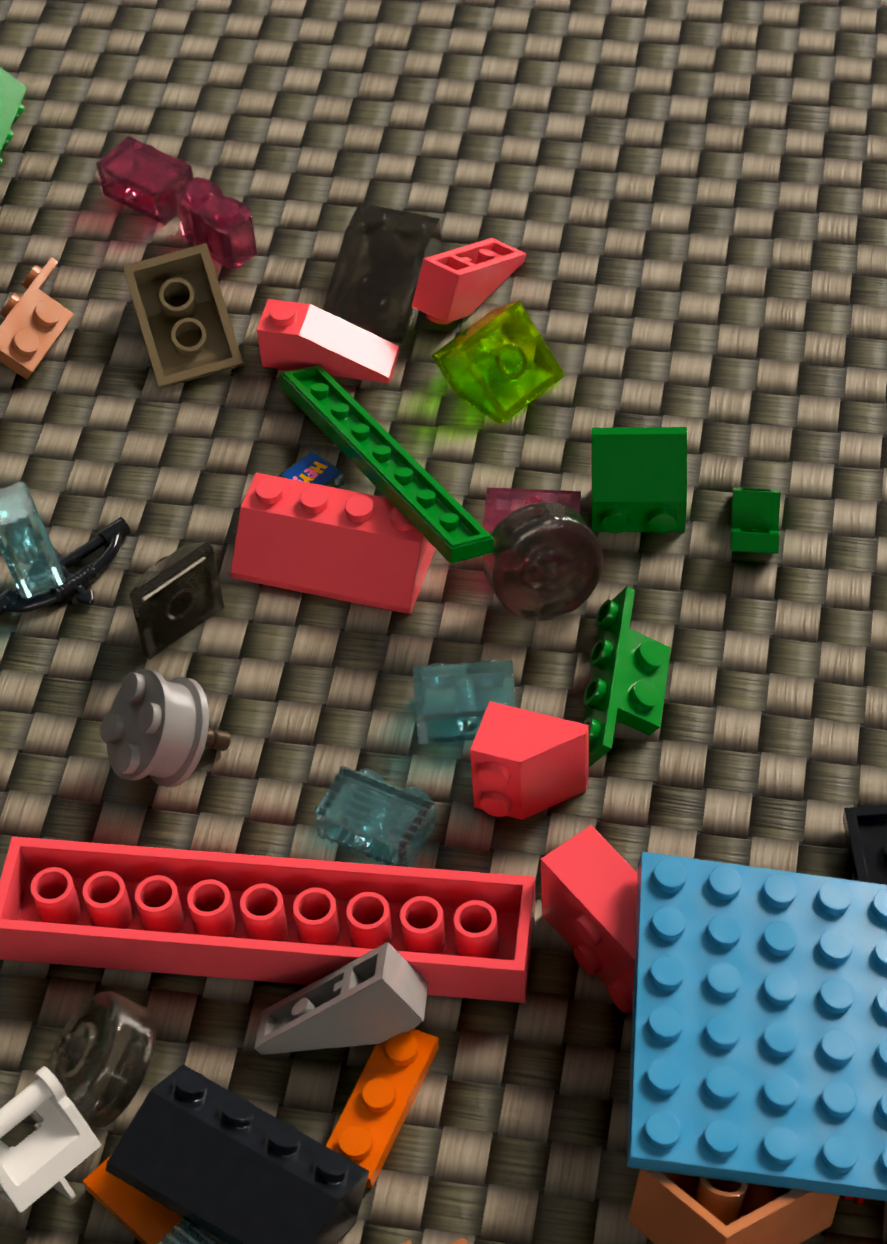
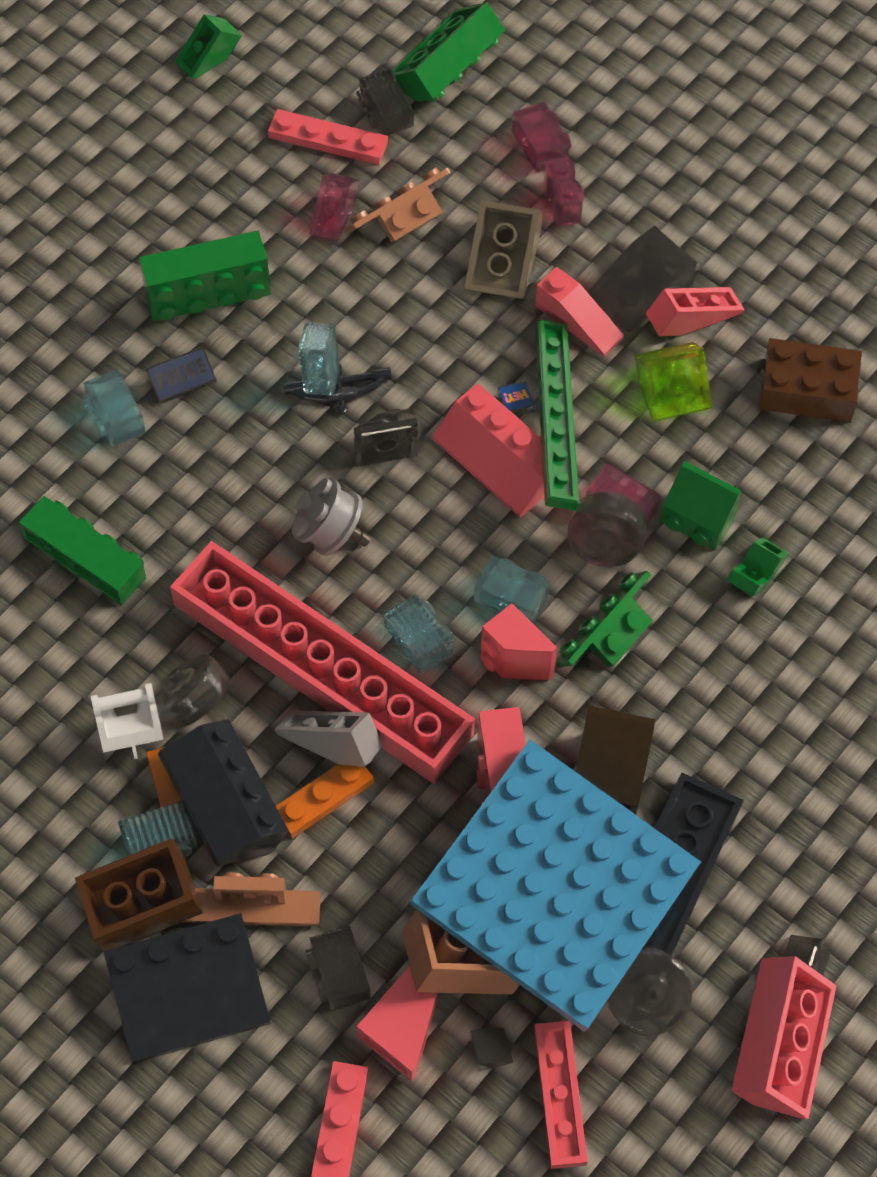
camera: 25 degrees right, 10 degrees up
(664, 286) = (810, 380): none -> reddish brown brick
(747, 815) = (616, 753): none -> dark brown slope

